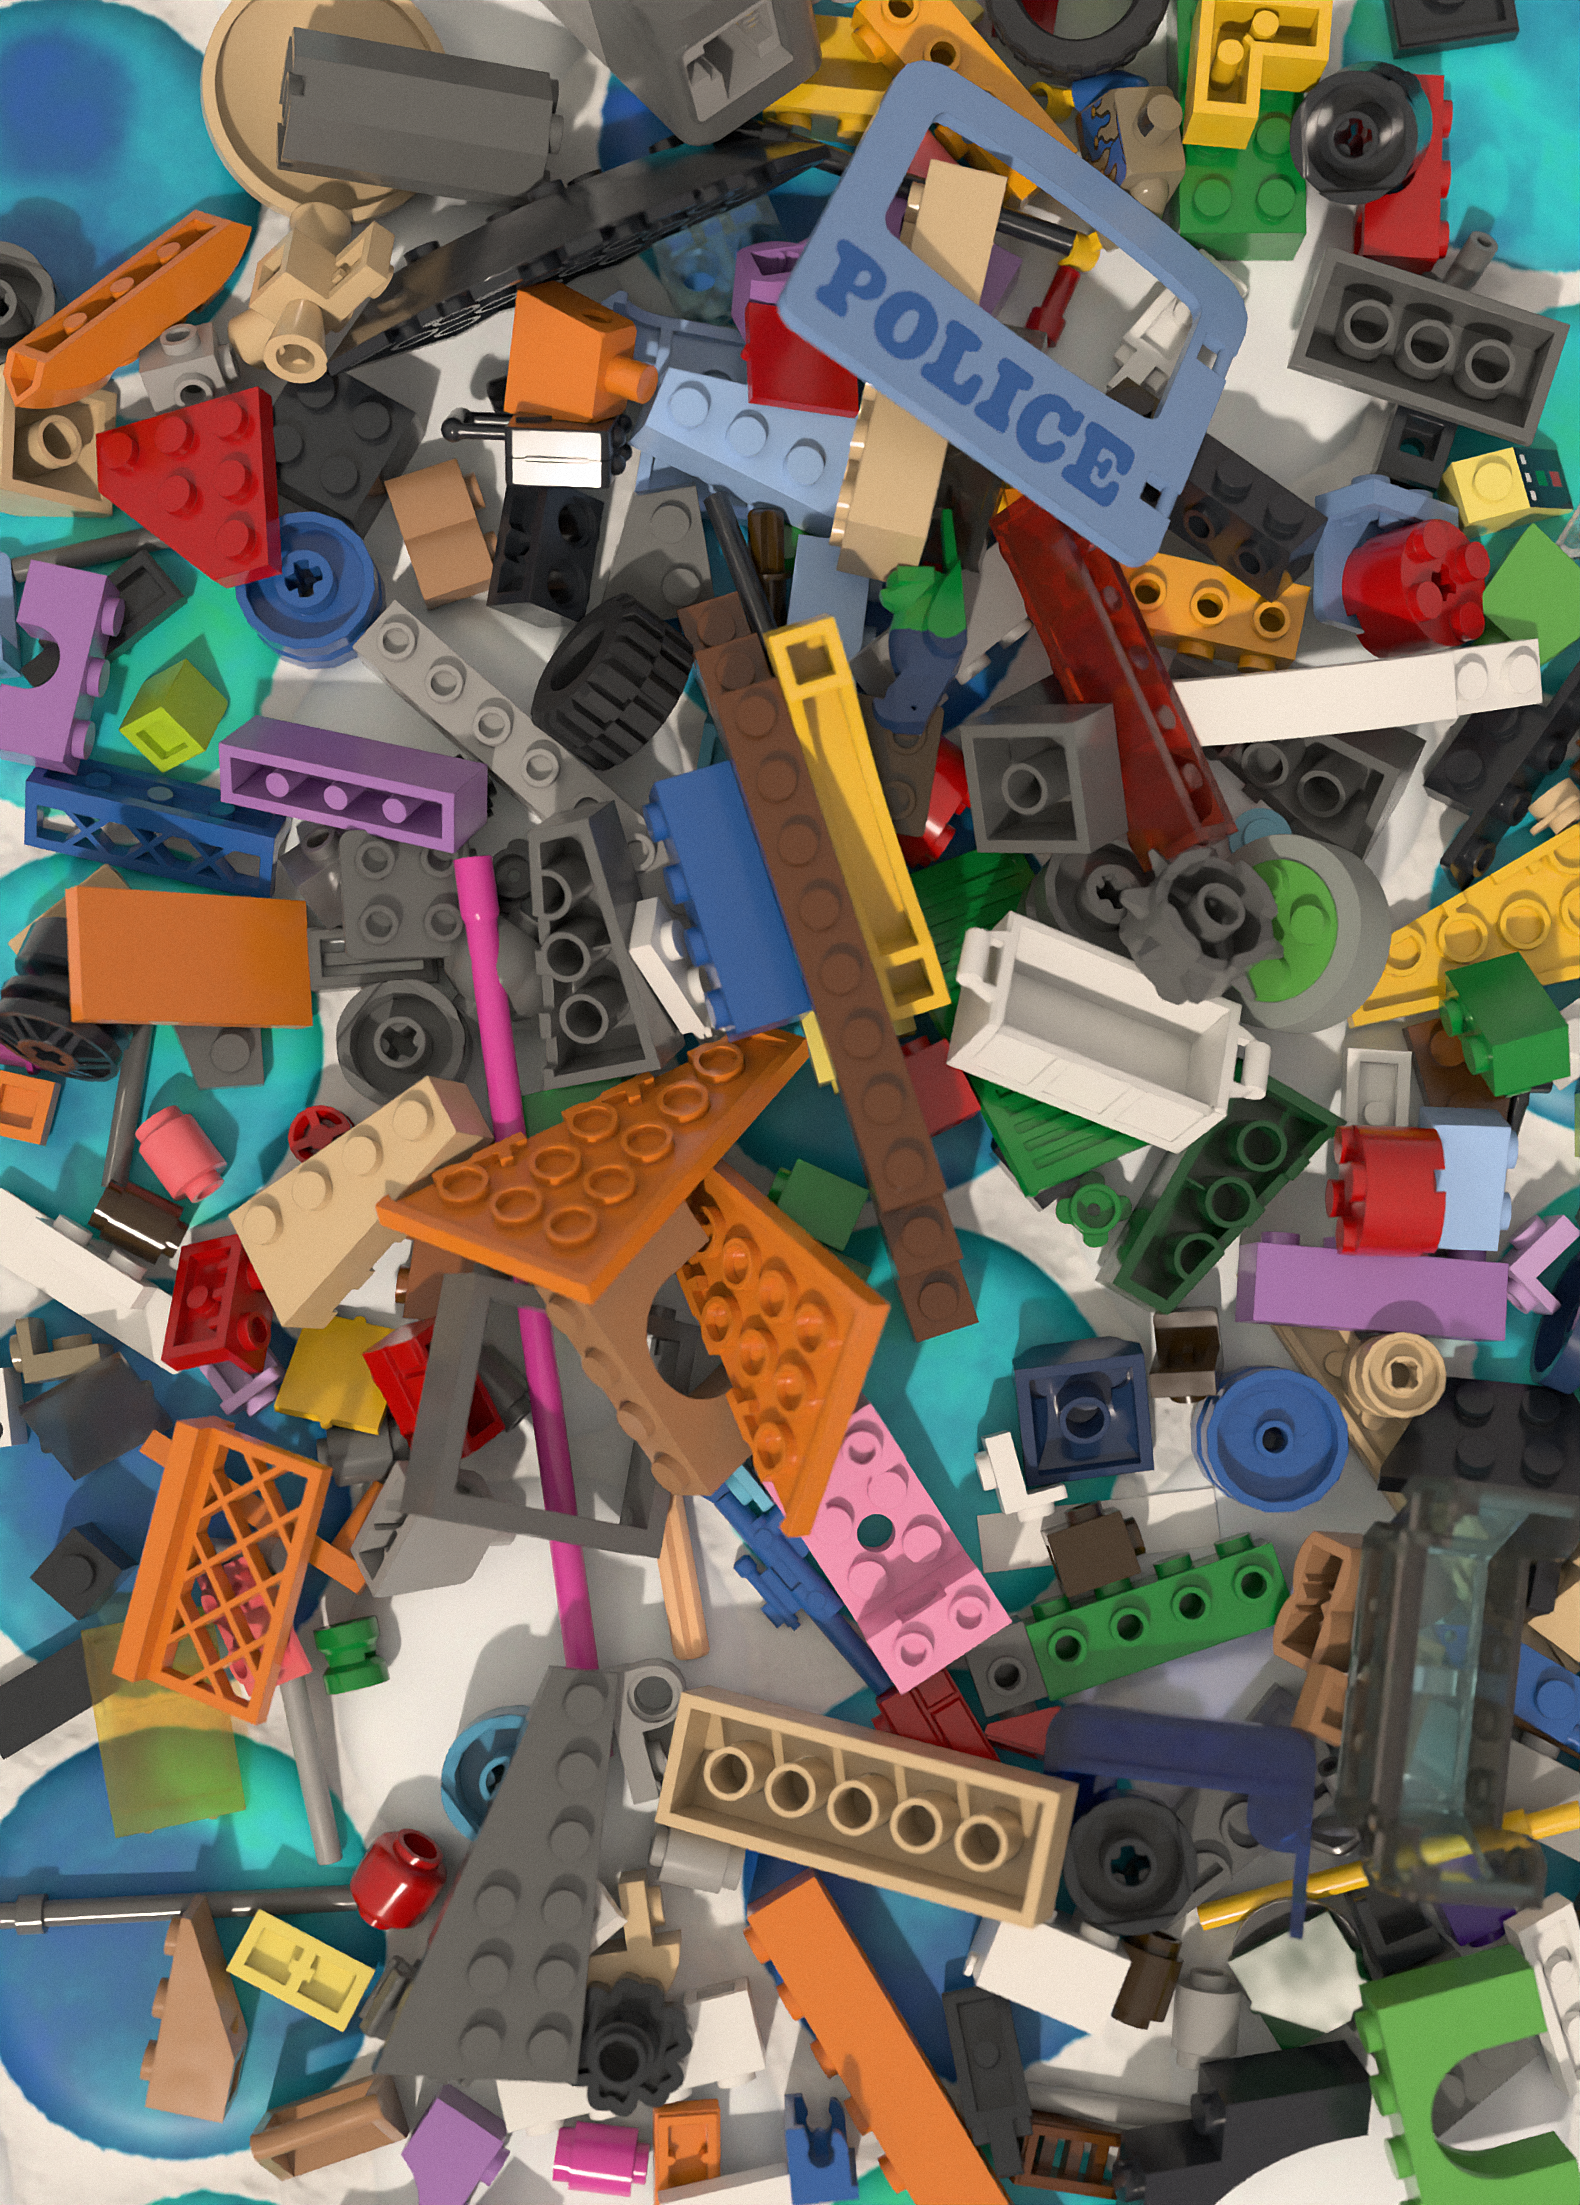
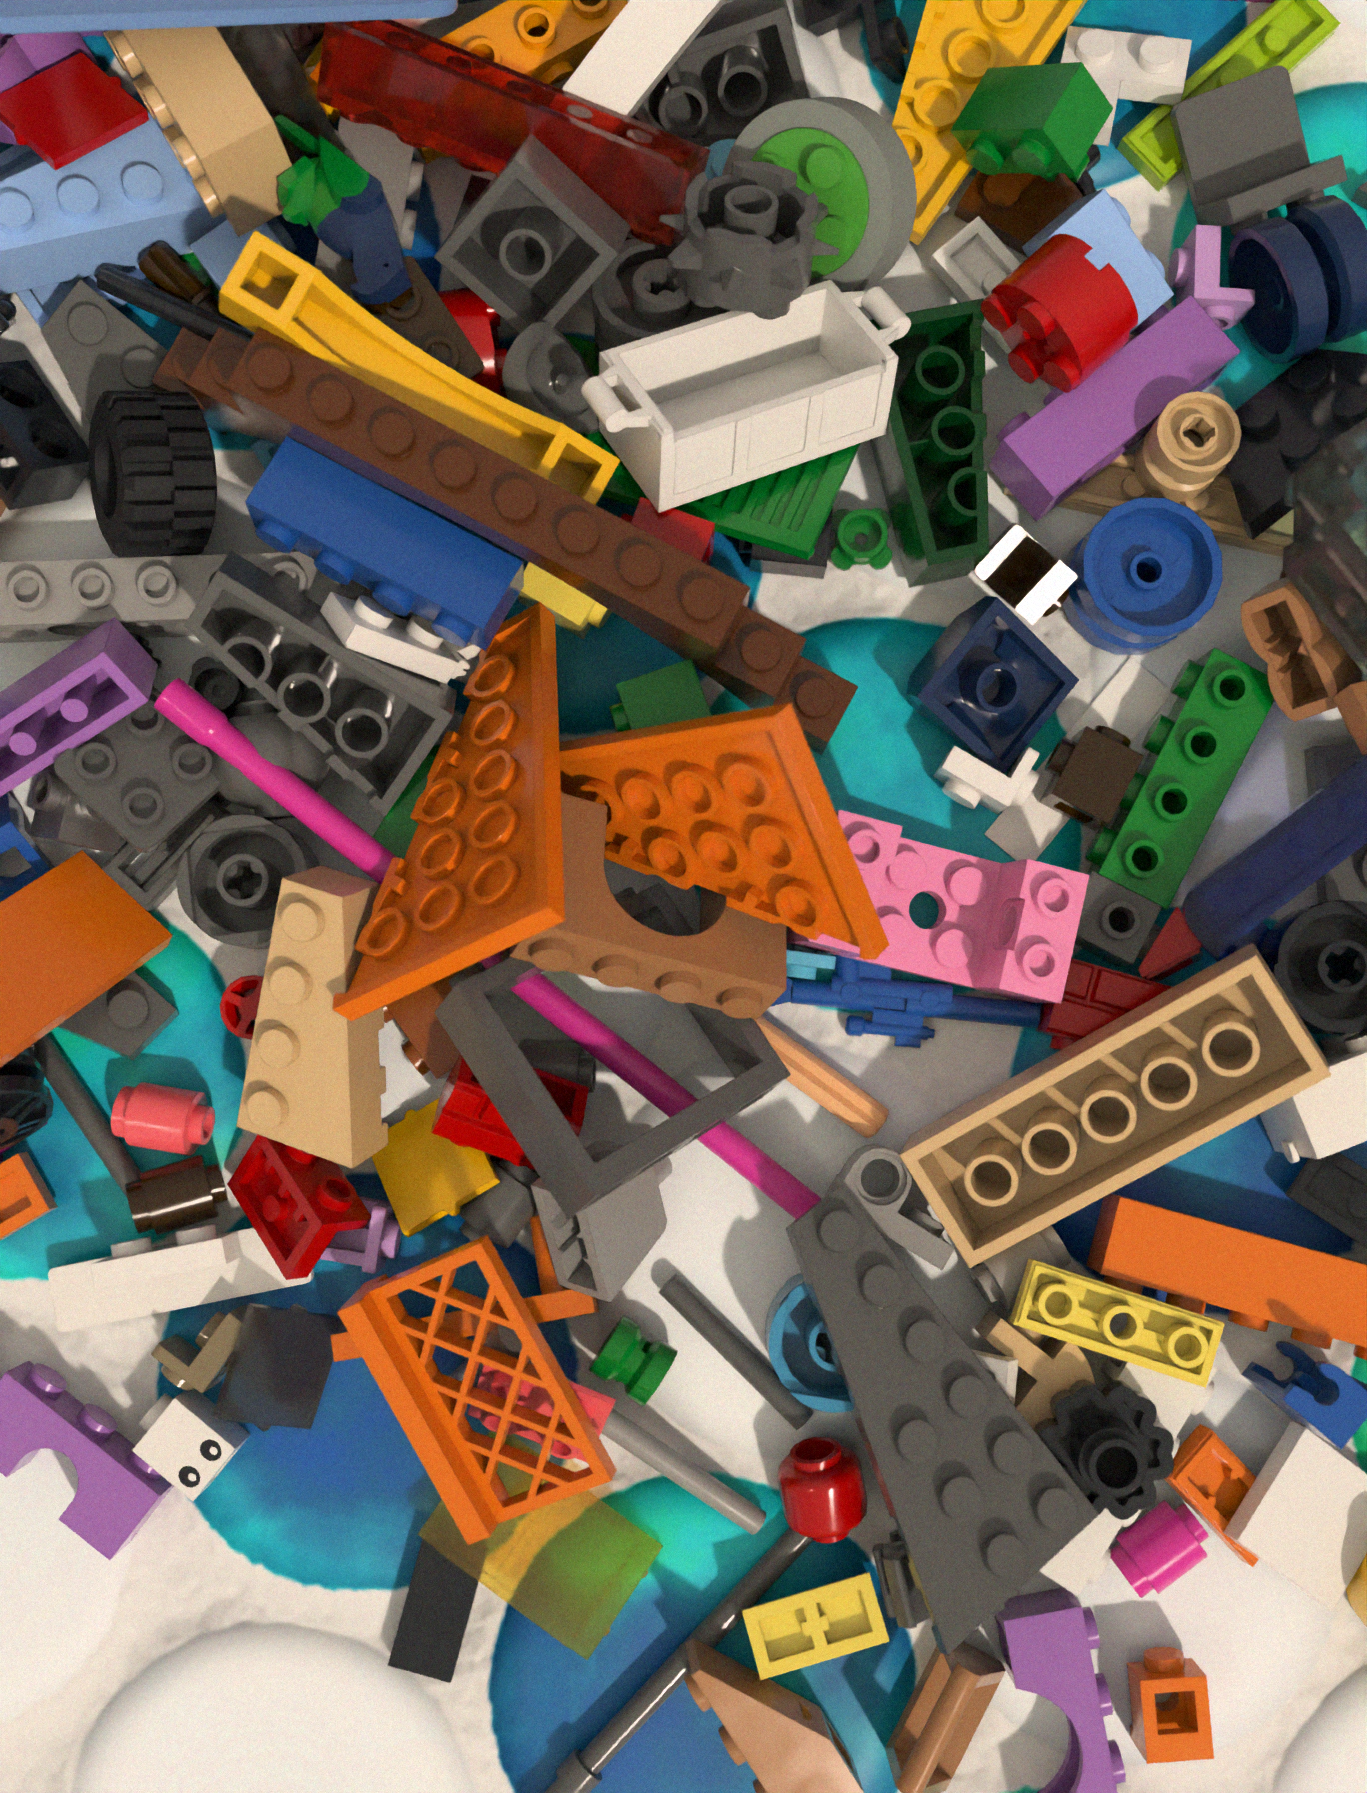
camera: 40 degrees left, 0 degrees up
(84, 1571) = (378, 1488): black brick -> none
(431, 1717) = (734, 1351): none -> dark grey bar
(707, 1927) = (1081, 1311): none -> light yellow tile
(961, 889) = (547, 377): none -> dark grey hat

